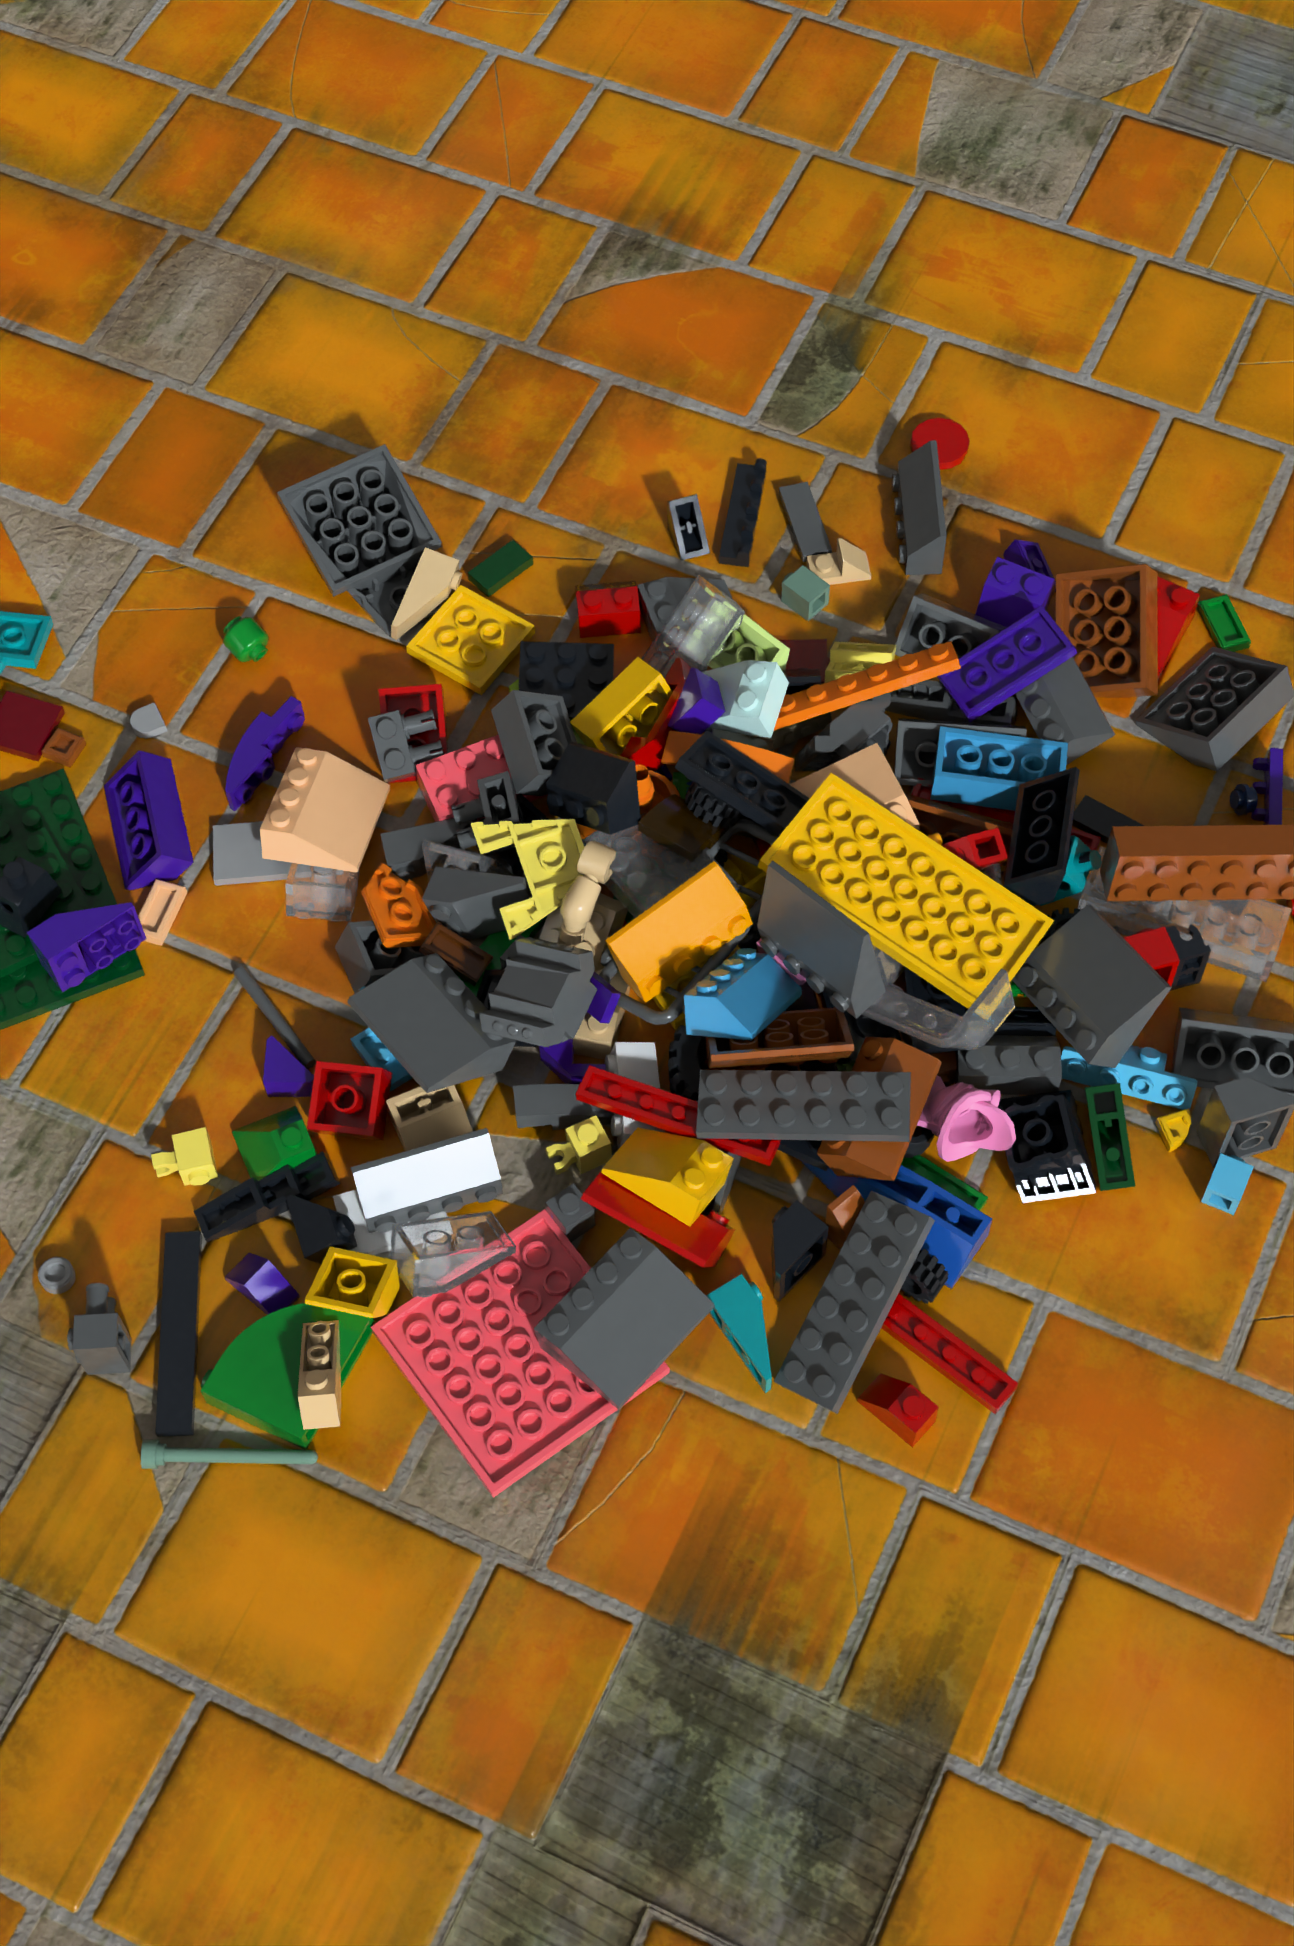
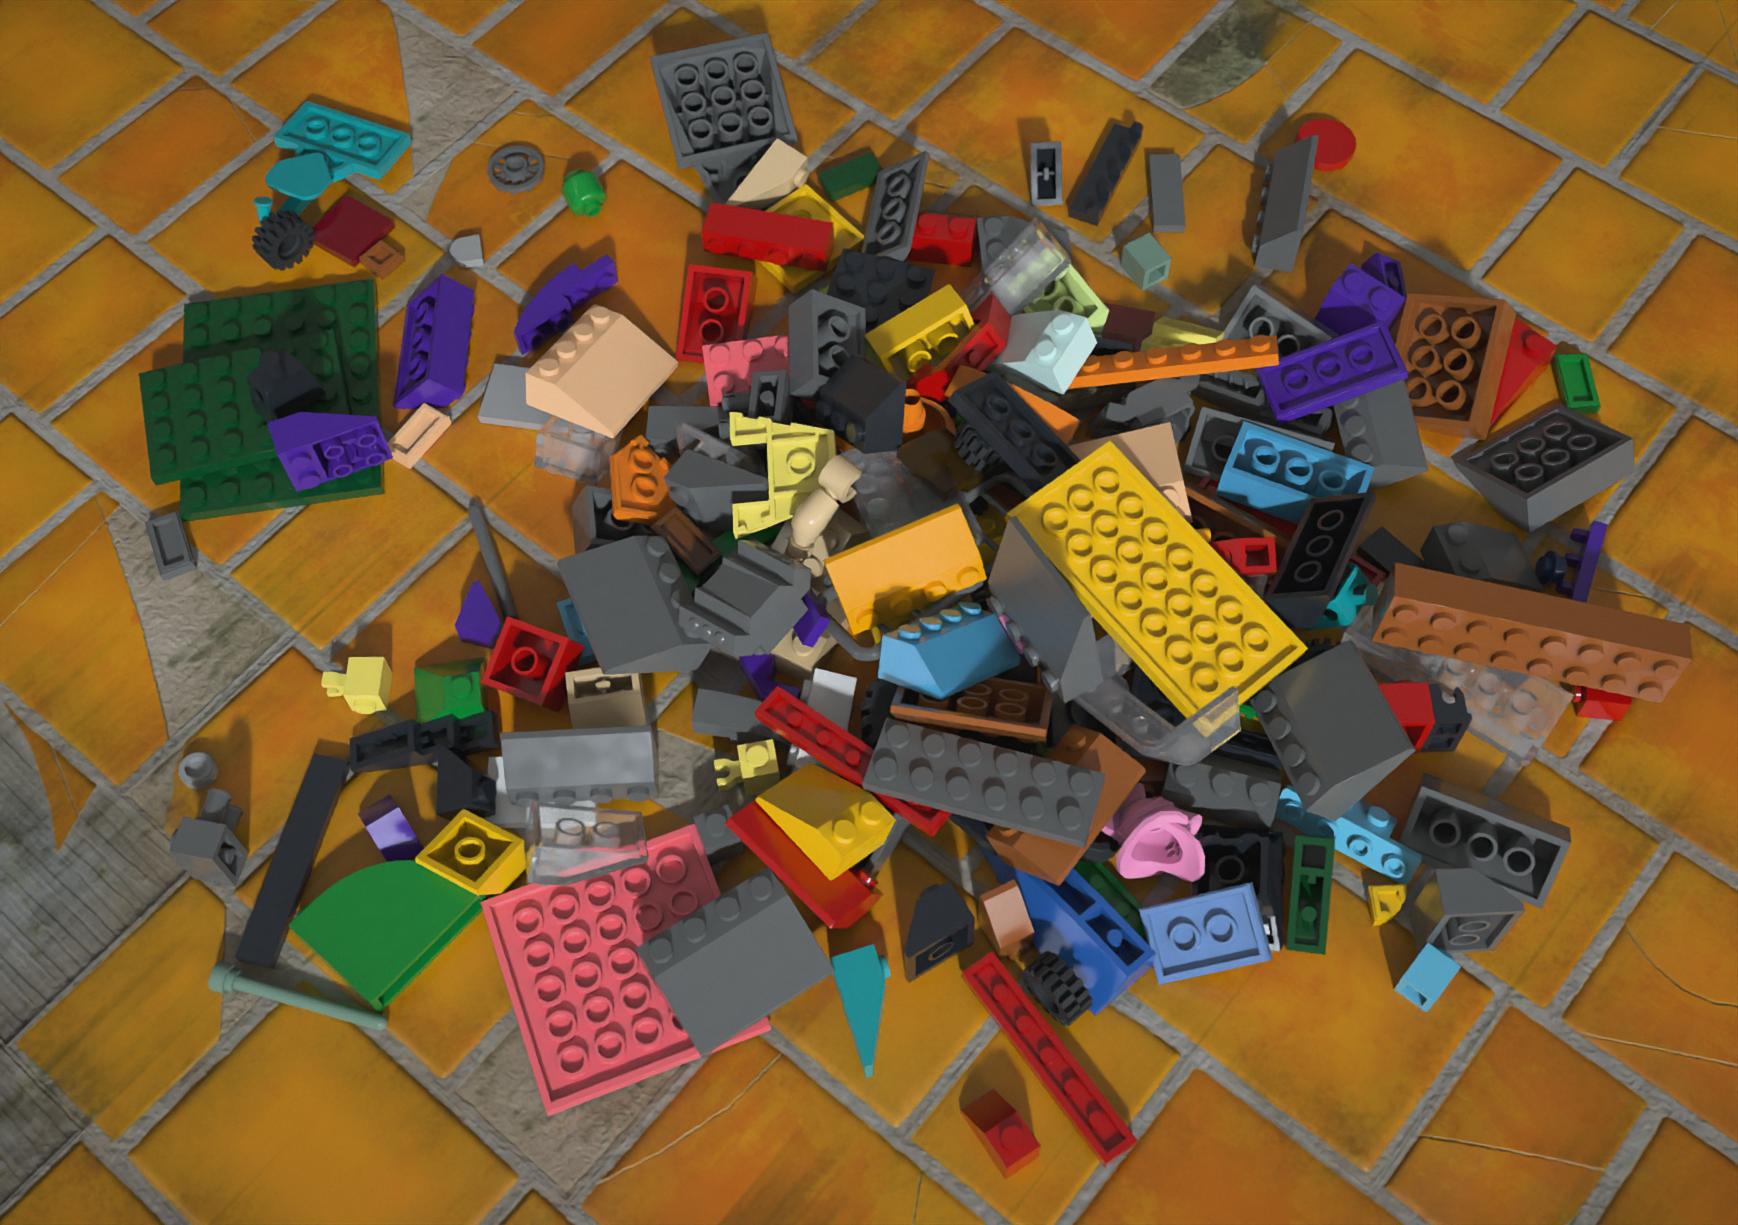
camera: 15 degrees right, 0 degrees up
(167, 629) = (516, 169): none -> dark grey wheel
(320, 1375) = (406, 942): tan slope -> none
(392, 746) = (687, 321): dark grey brick -> none
(443, 645) = (768, 237): none -> red brick
(557, 592) = (895, 208): none -> dark grey slope
(698, 704) = (996, 344): dark purple slope -> none
(842, 566) = (1194, 243): tan slope -> none
(854, 1301) = (982, 1005): dark grey plate -> none
(1030, 1192) = (1206, 933): none -> medium blue tile
(1178, 802) = (1480, 555): none -> dark grey slope

